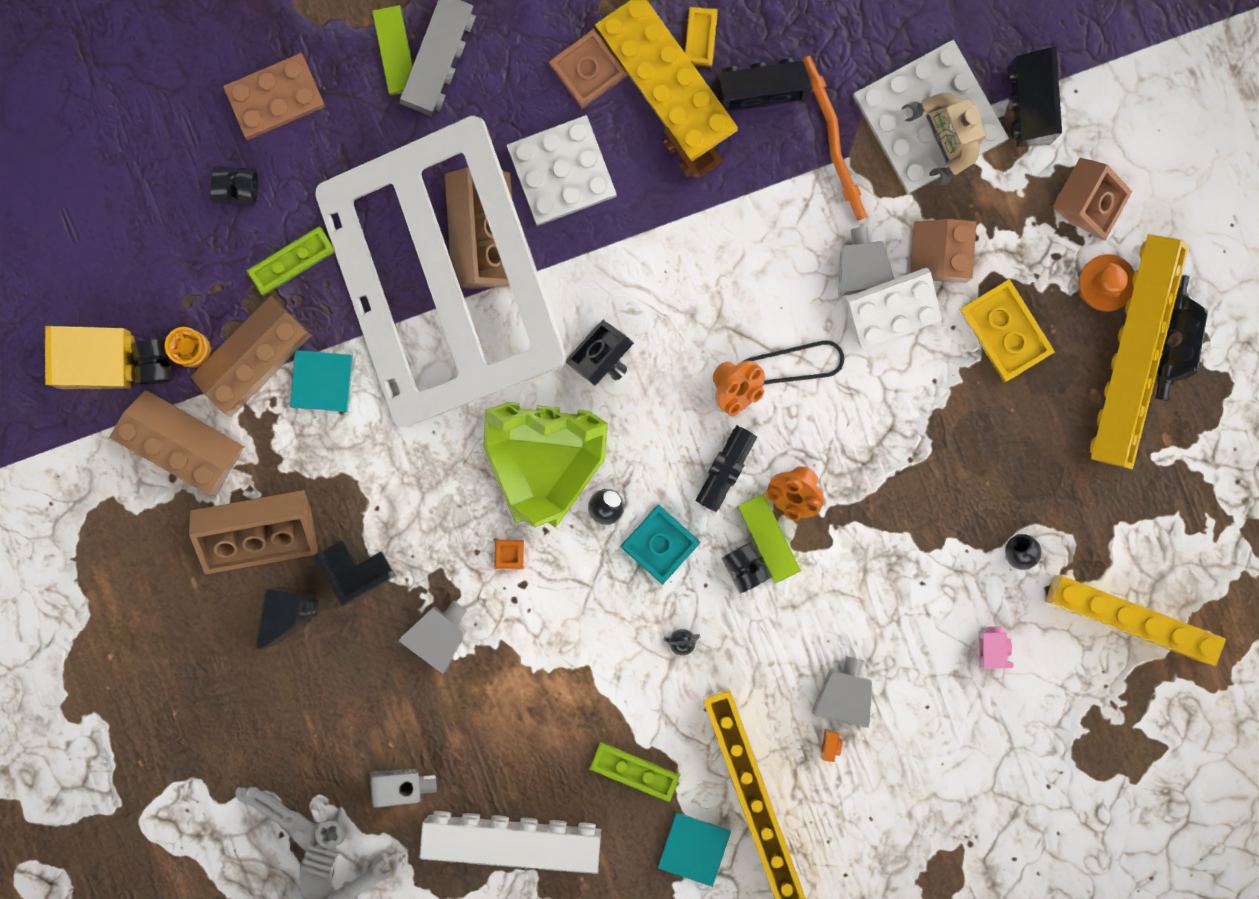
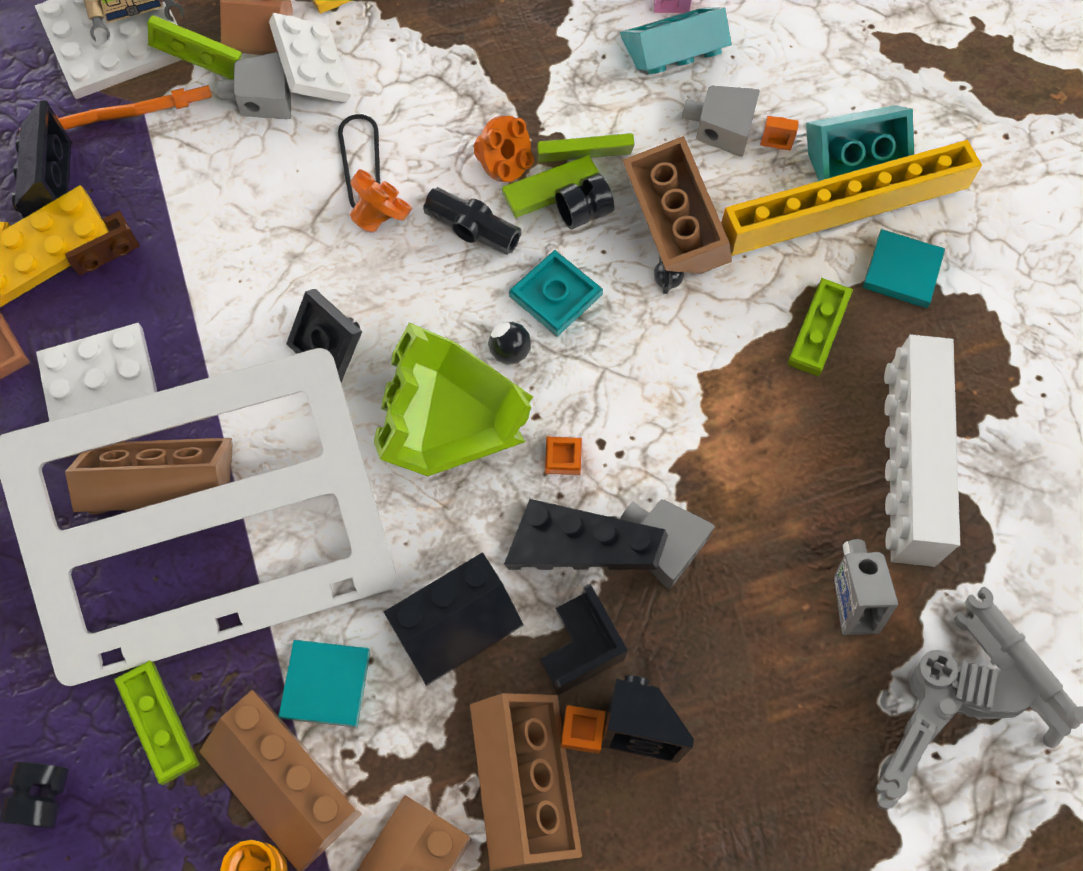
camera: 90 degrees left, 20 degrees down
(290, 573) = (583, 729): none -> orange plate
(369, 474) = (454, 618): none -> black slope
(432, 563) = (581, 539): none -> black wing
(738, 649) = (678, 208): none -> medium nougat slope
(805, 567) = (579, 147): none -> lime tile
(818, 820) = (859, 140): none -> teal slope
(897, 201) = (192, 47): none -> lime tile
(938, 652) = (678, 39): none -> teal slope

